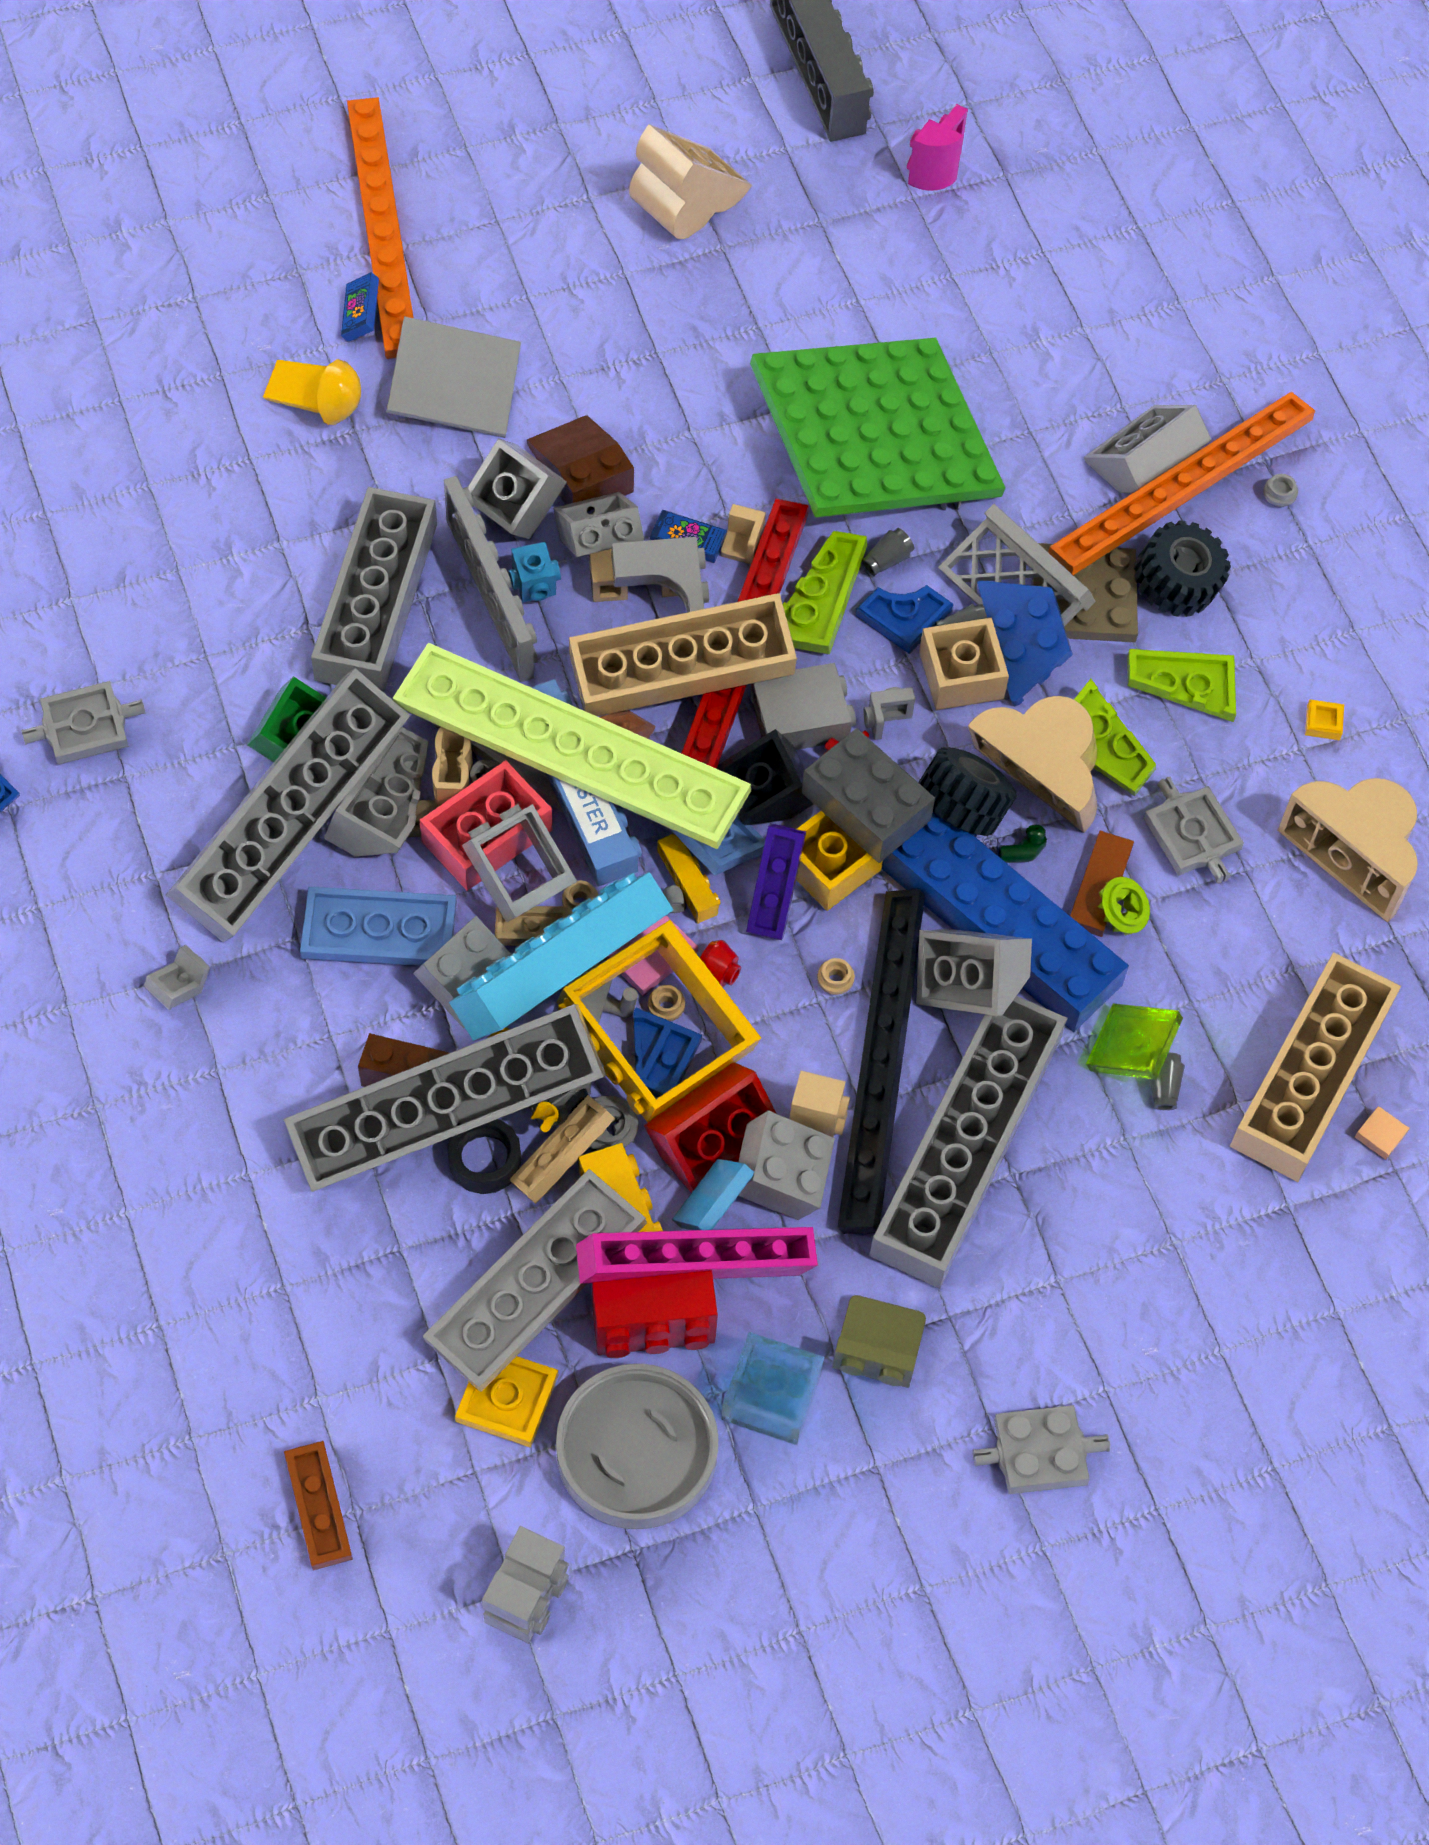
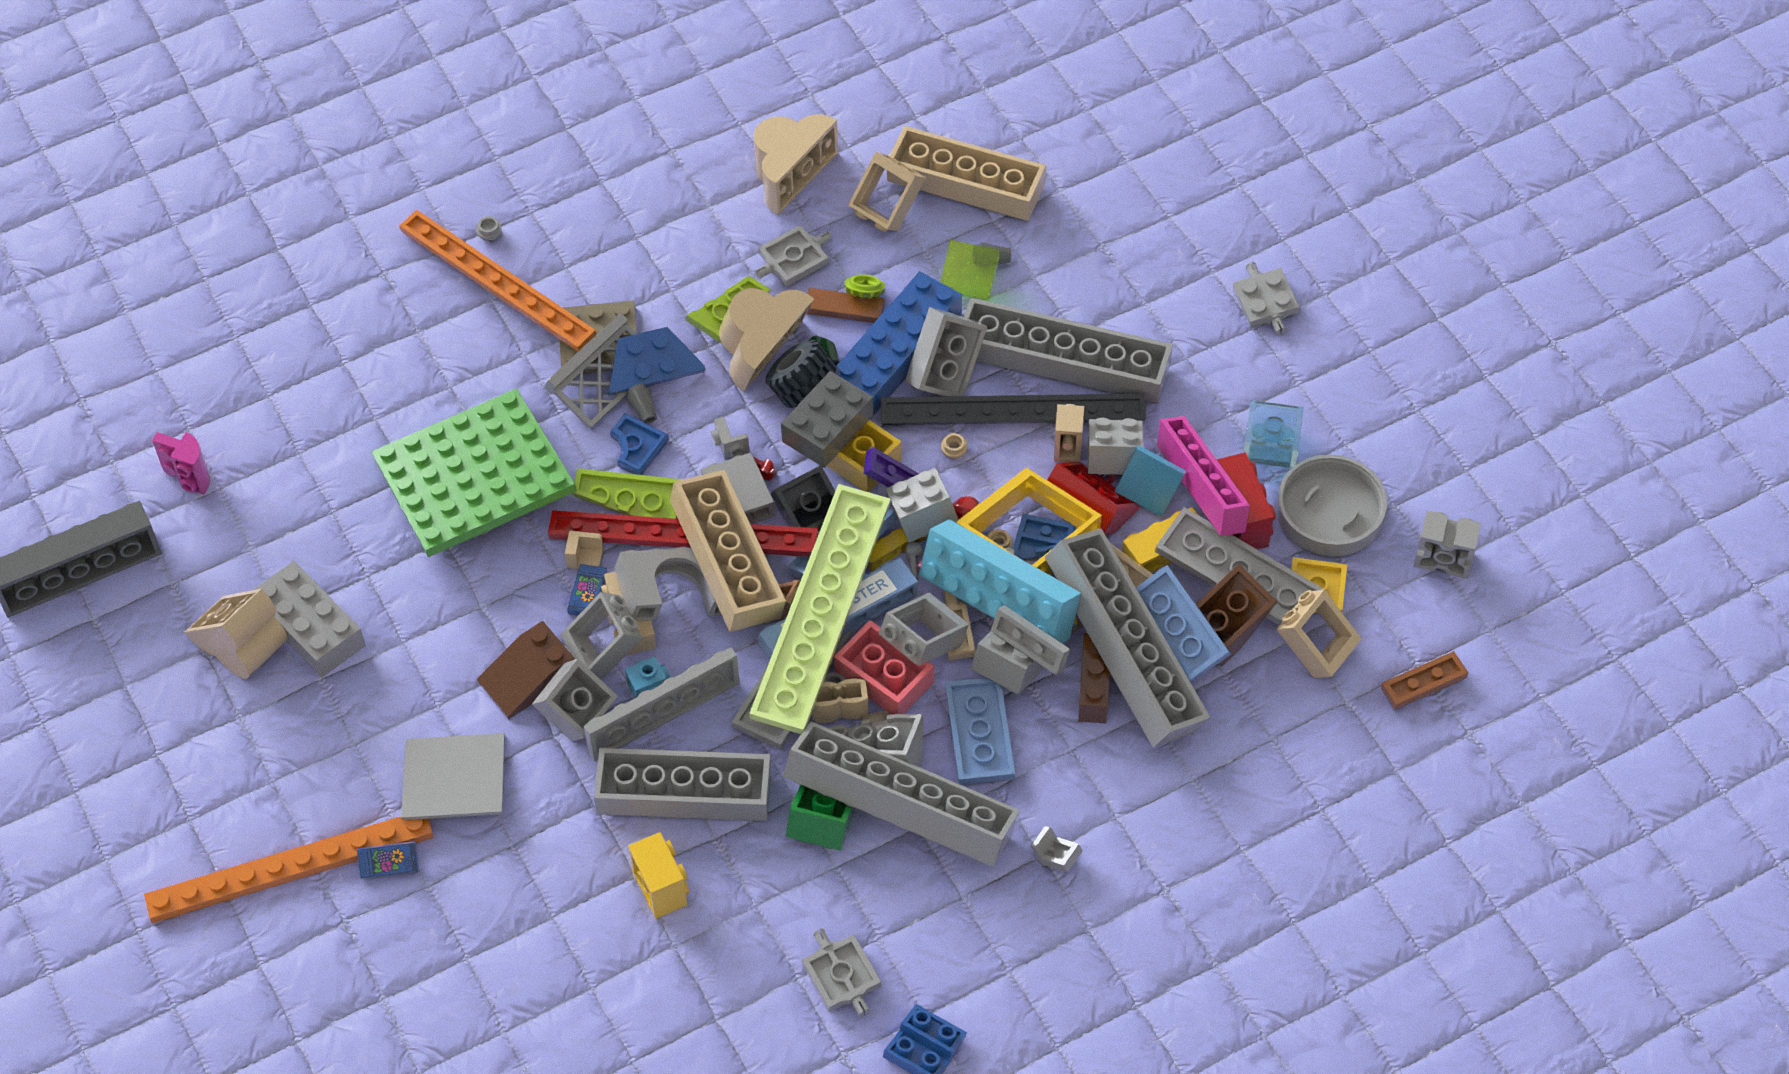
camera: 95 degrees left, 5 degrees down
(254, 544) = (659, 875): none -> yellow brick
(321, 389) = (485, 869): yellow piece -> none
(385, 1386) = (1339, 648): none -> tan window
(455, 1170) = (1182, 624): none -> medium blue plate
(458, 971) = (1030, 639): none -> light grey plate
(459, 1239) = (1236, 608): none -> reddish brown slope
(699, 255) = (312, 620): none -> light grey brick
(720, 898) = (921, 504): none -> light grey brick
(879, 1341) = (1221, 387): olive bracket -> none
(889, 551) = (583, 456): dark grey cone -> none
(963, 663) = (684, 394): tan brick -> none
(1149, 446) = (462, 307): light grey slope -> none
(1182, 568) = (577, 273): black wheel -> none
(1186, 678) = (667, 268): lime wing -> none
(1311, 948) = (868, 183): none -> tan window
(1324, 719) = (684, 193): yellow tile -> none
(1382, 1132) = (999, 142): light nougat tile -> none

